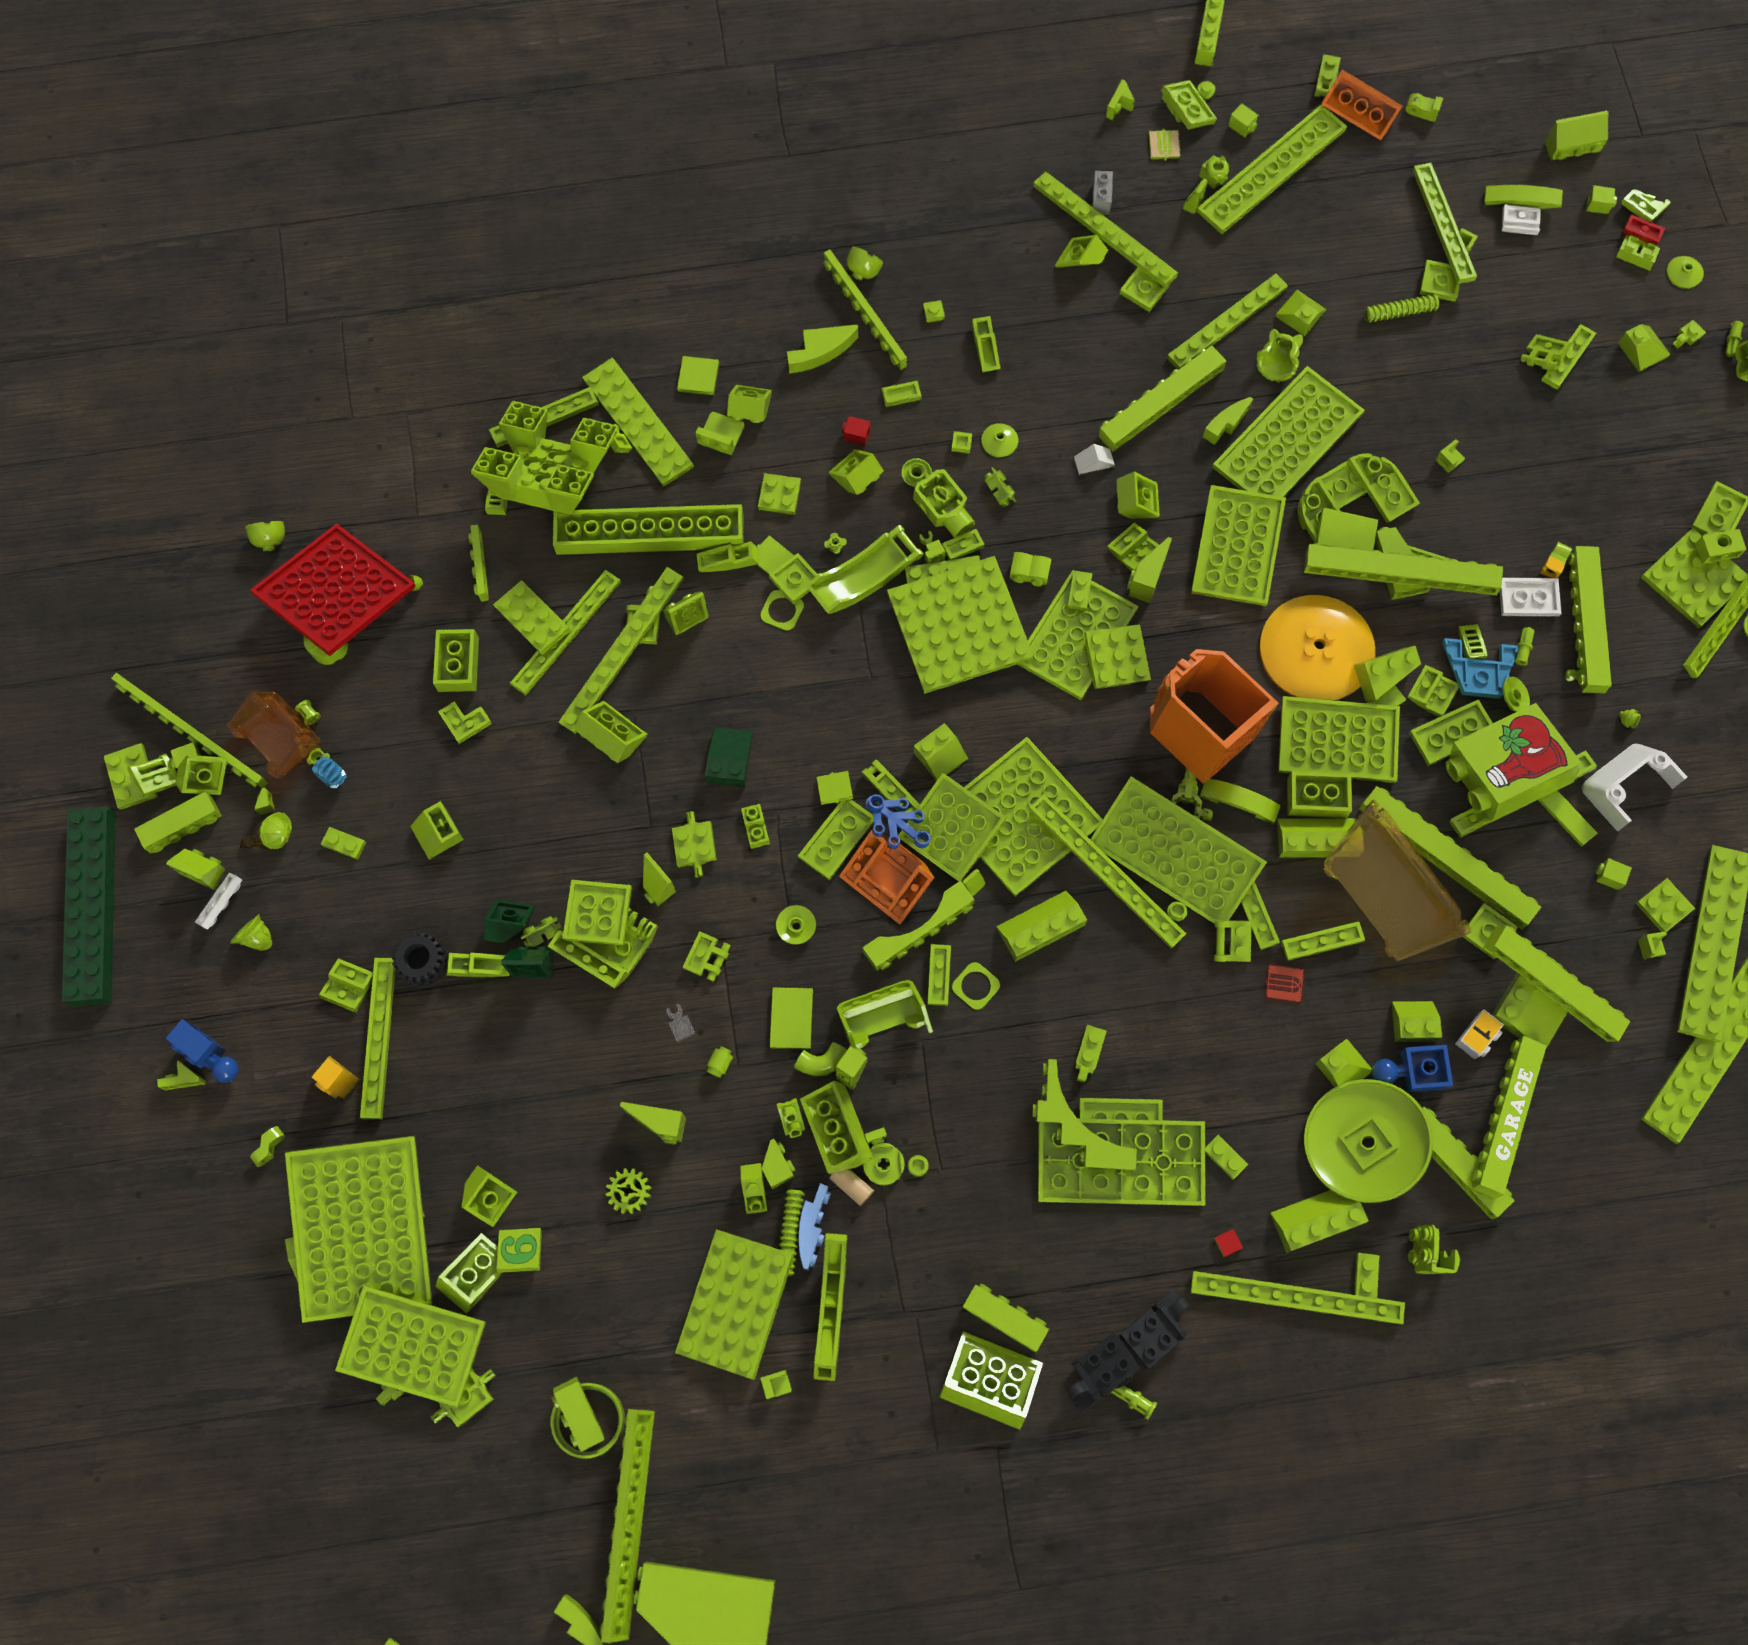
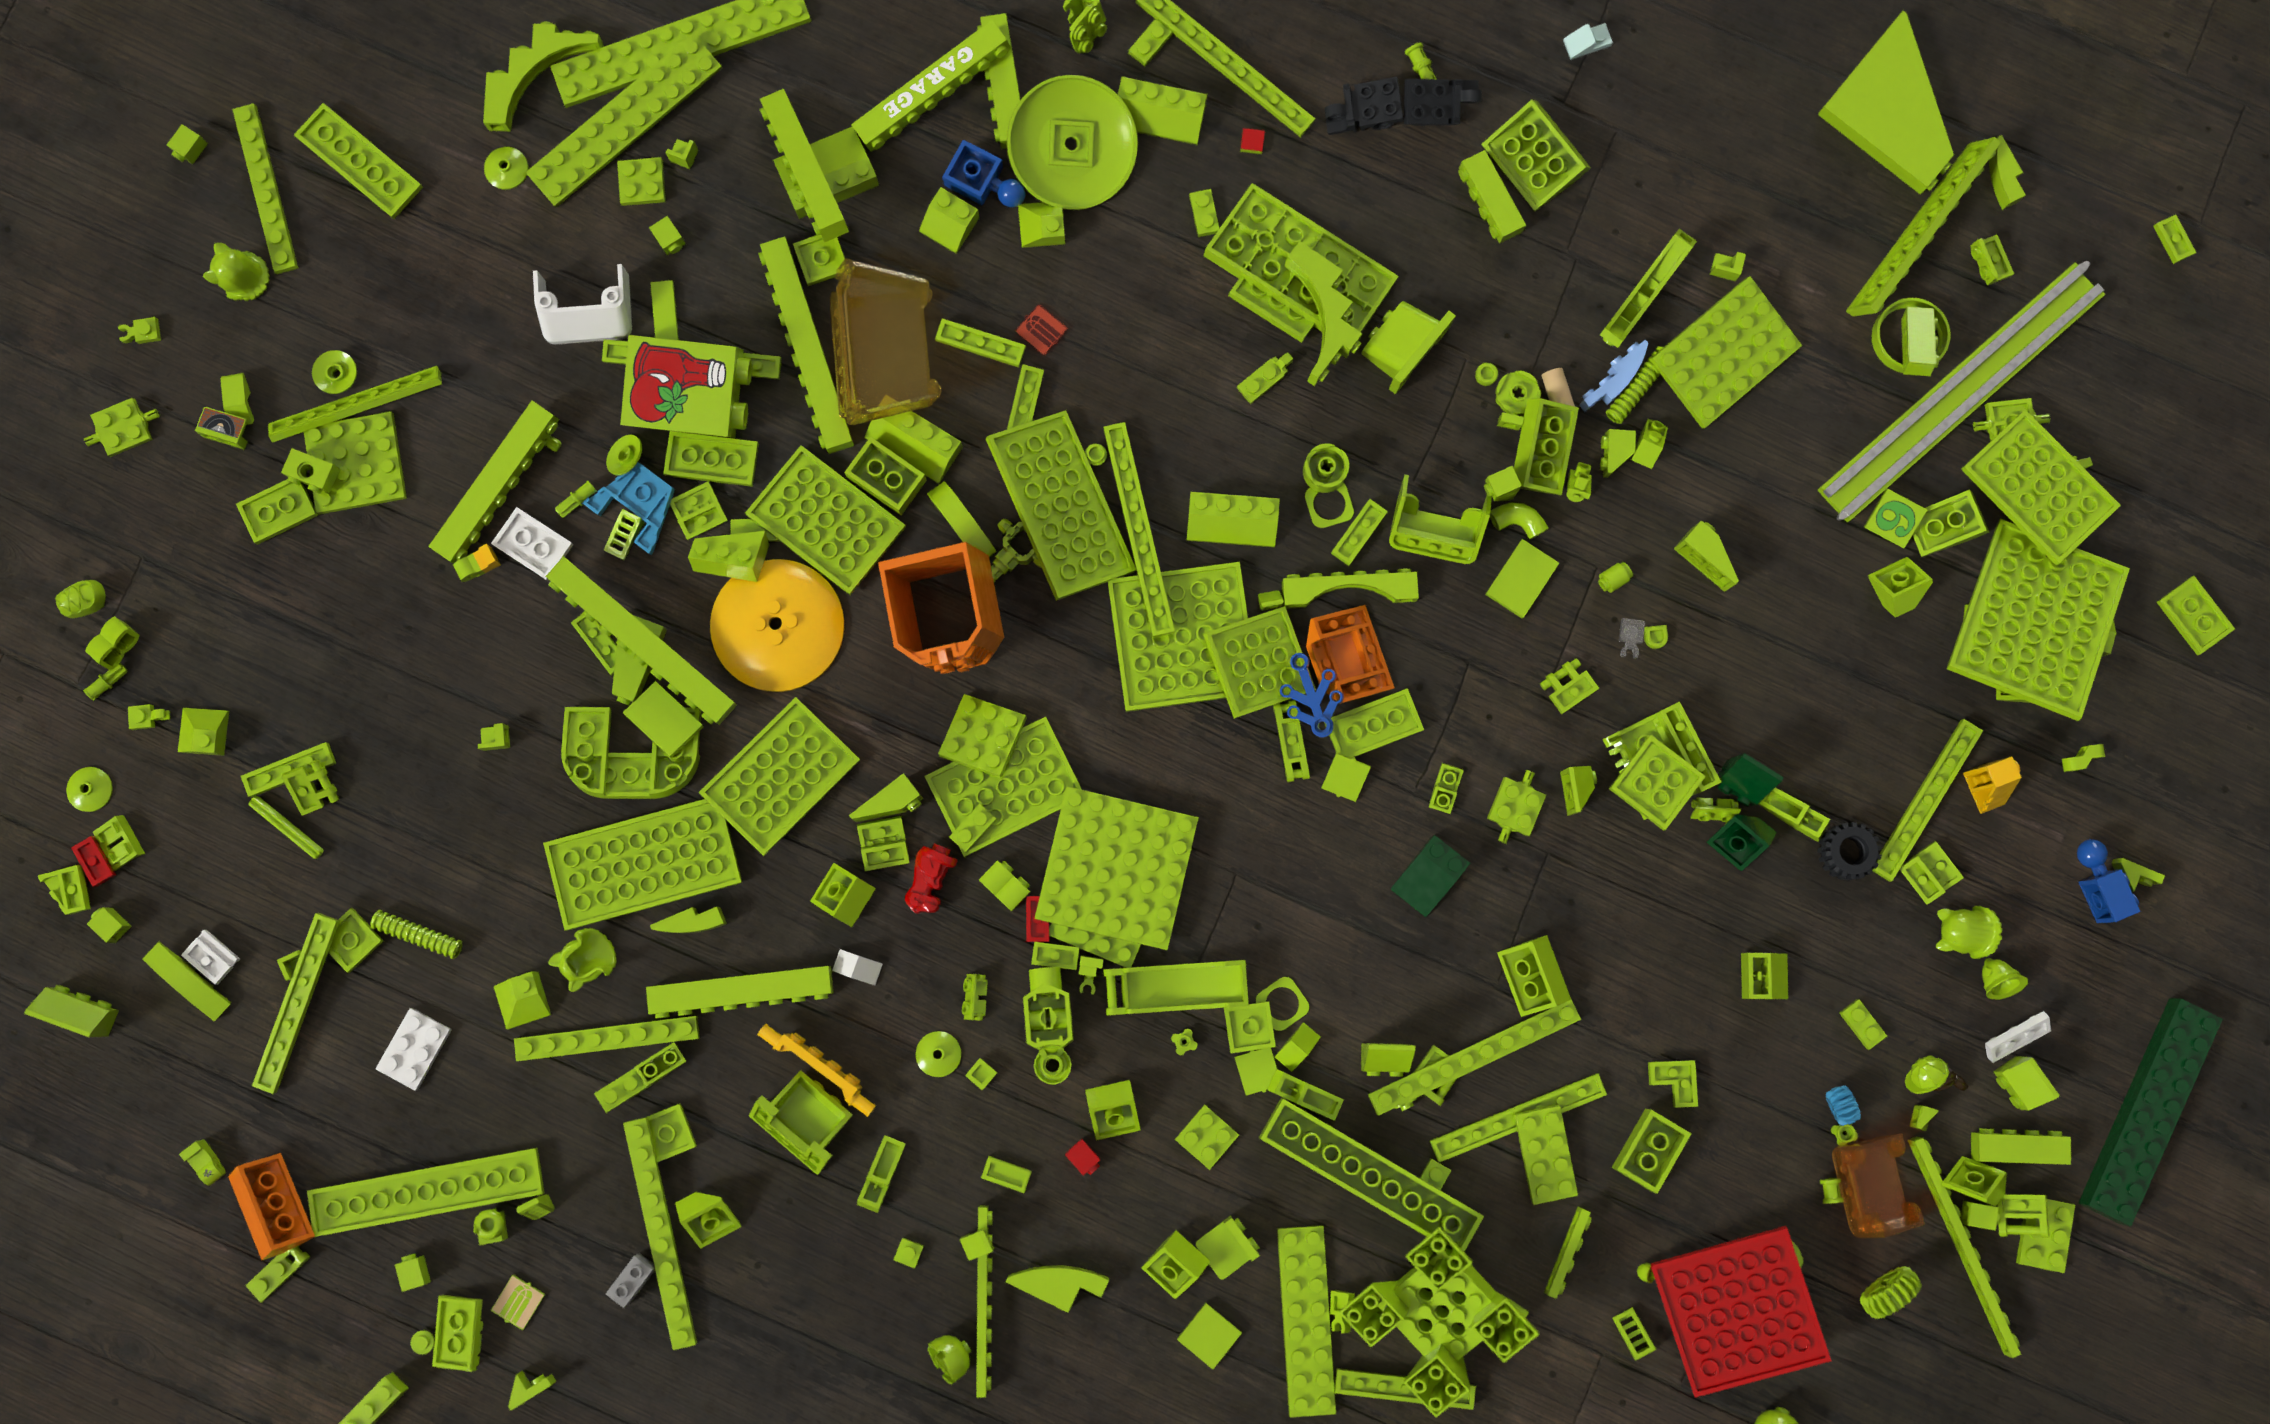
camera: 155 degrees left, 10 degrees up
(227, 1325) = (2195, 615): none -> lime tile
(228, 663) = (1890, 1292): none -> lime gear
(294, 954) = (1970, 931): none -> lime hair
(392, 527) = (1631, 1346): none -> lime slope
(517, 1403) = (1961, 392): none -> piece
(553, 1535) = (1991, 259): none -> lime bracket
(603, 561) = (1435, 1174): none -> lime plate
(626, 1200) = (1773, 515): lime gear -> none
(660, 1037) = (1656, 636): none -> lime tile
(752, 587) = (1297, 1047): none -> lime slope
(796, 915) = (1476, 658): lime dish -> none
(892, 335) = (977, 1244): none -> lime slope
(940, 752) = (1220, 748): lime slope -> none
(988, 550) = (1035, 929): none -> red plate
(996, 994) = (1333, 458): none -> lime brick
(1000, 1147) = (1404, 341): none -> lime windscreen
(1010, 1517) = (1587, 40): none -> light aqua slope
(1061, 346) = (803, 1120): none -> lime windscreen
(1074, 381) = (830, 1069): none -> yellow plate
(1089, 547) = (929, 871): none -> red animal
(1187, 307) = (640, 1077): none -> lime slope
(1239, 941) = (1059, 388): lime plate -> none
(1347, 244) = (413, 1049): none -> white plate
(1480, 1034) = (900, 173): brick -> none
(1539, 322) = (286, 827): none -> lime axle
(1630, 718) = (533, 368): lime plate -> none

